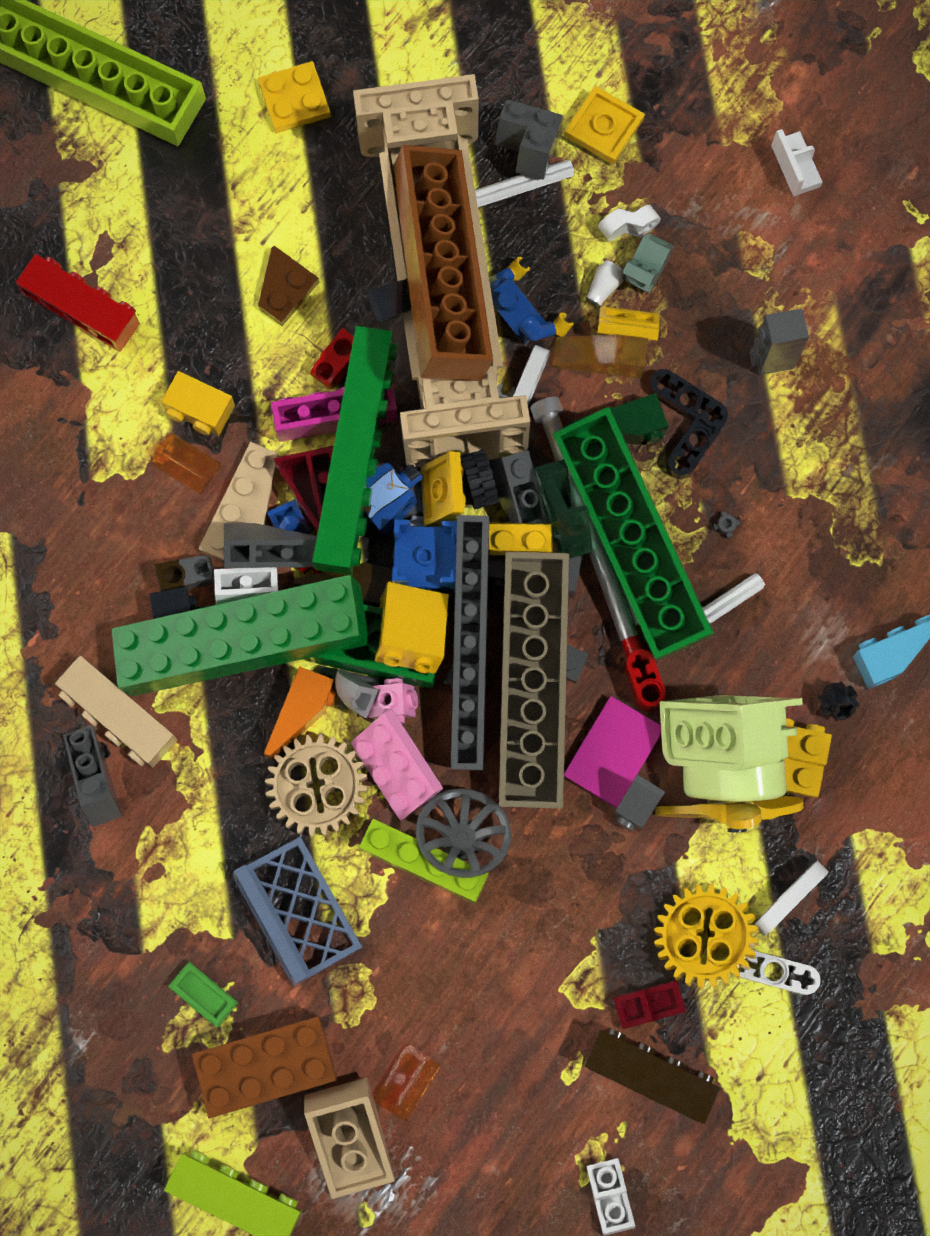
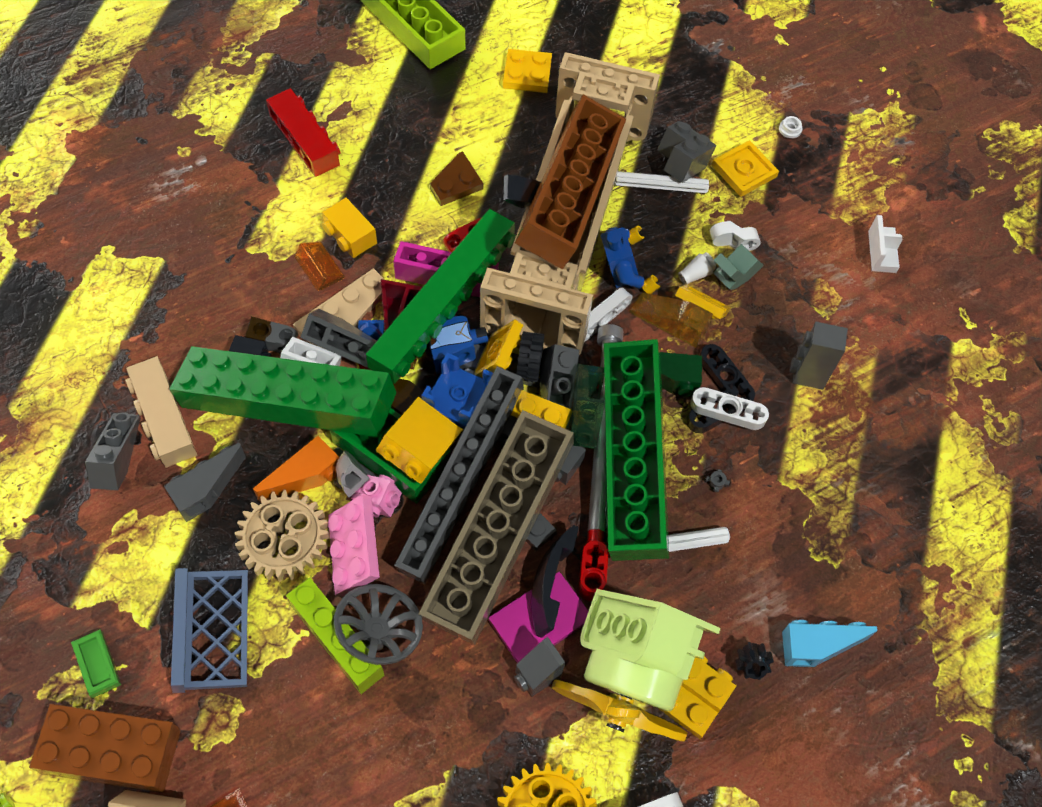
camera: 20 degrees right, 15 degrees down
(205, 775) = (202, 486): none -> dark grey slope
(616, 745) = (542, 606): none -> black slope
(636, 37) = (790, 127): none -> white plate
(731, 445) = (740, 403): none -> white beam

